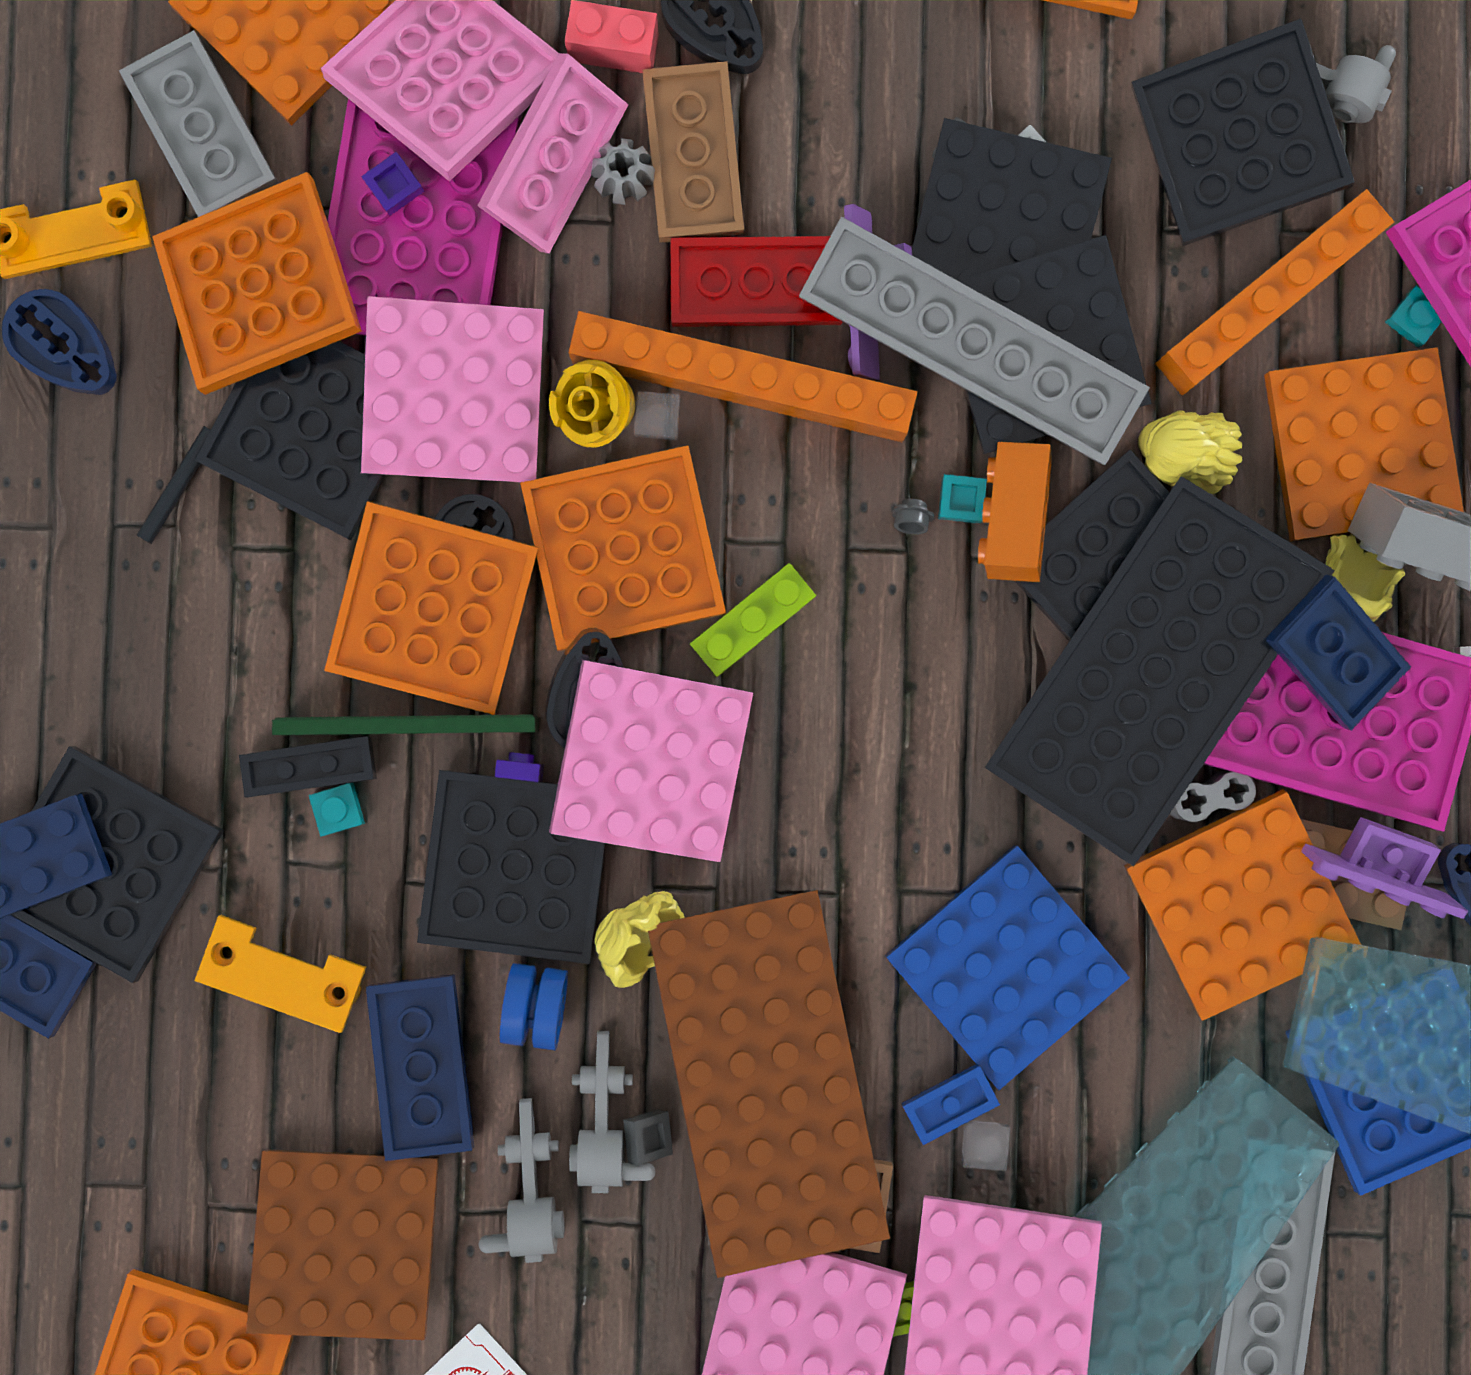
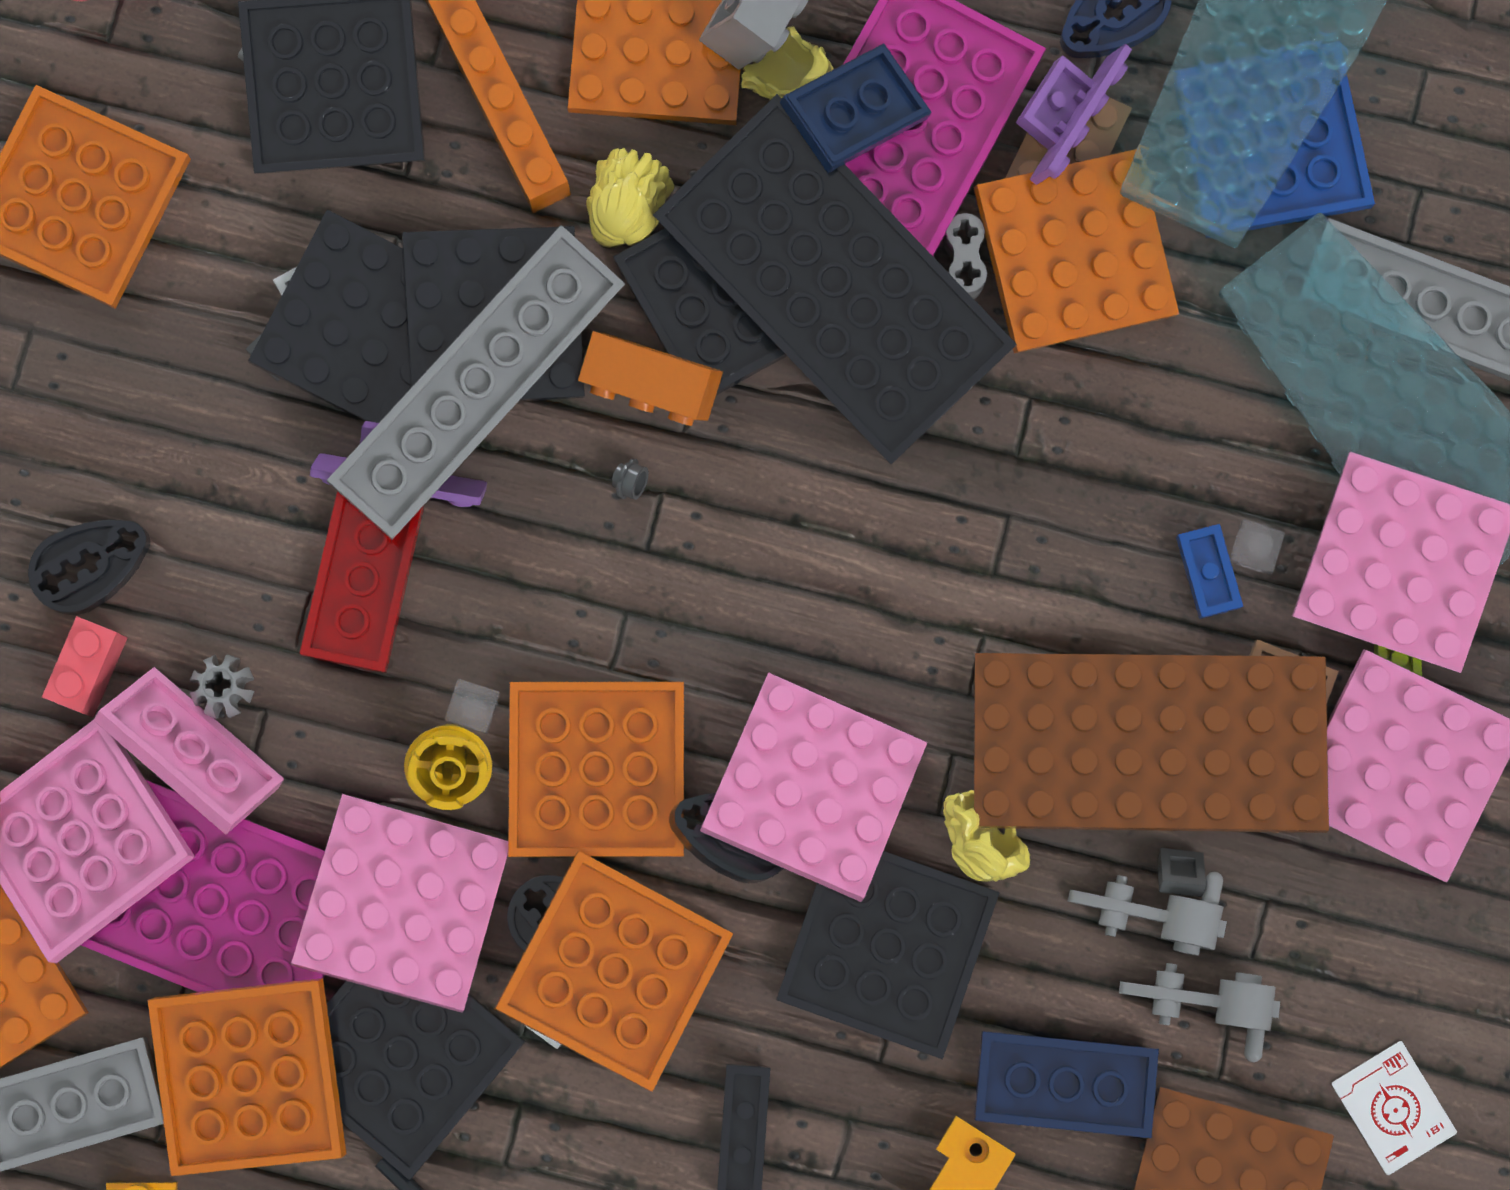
camera: 75 degrees left, 5 degrees down
(336, 809) = (792, 1114): teal plate -> none
(393, 183) = (180, 916): dark purple plate -> none
(405, 724) = (723, 1024): dark green tile -> none
(520, 767) = (791, 919): dark purple plate -> none
(533, 1006) = (1030, 954): blue wheel -> none
(693, 151) = (217, 612): medium nougat plate -> none
(744, 377) = (455, 612): orange brick -> none
(753, 620) = (696, 658): lime plate -> none
(962, 498) = (623, 427): teal plate -> none
(1007, 967) = (1088, 488): blue plate -> none

